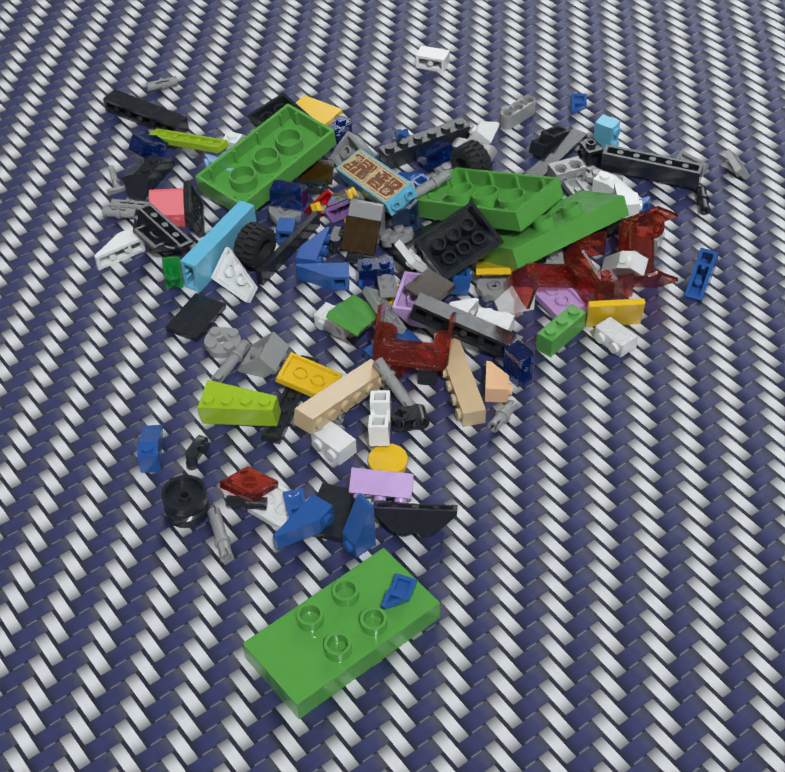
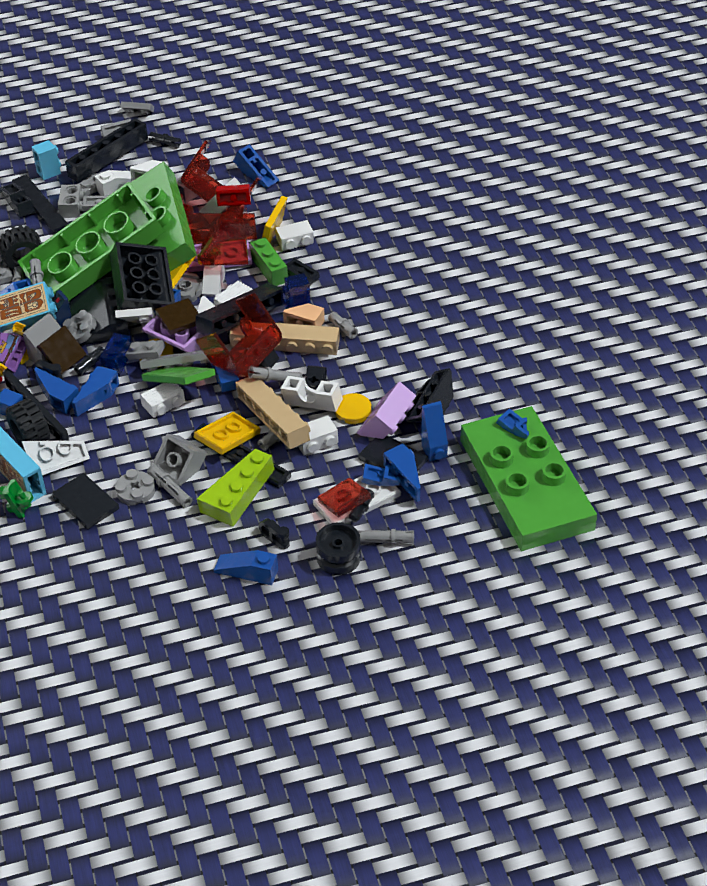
camera: 70 degrees left, 0 degrees up
(564, 360) = (296, 267): none -> black plate
(590, 152) = (56, 177): black brick -> none
(616, 262) = (233, 195): none -> red slope

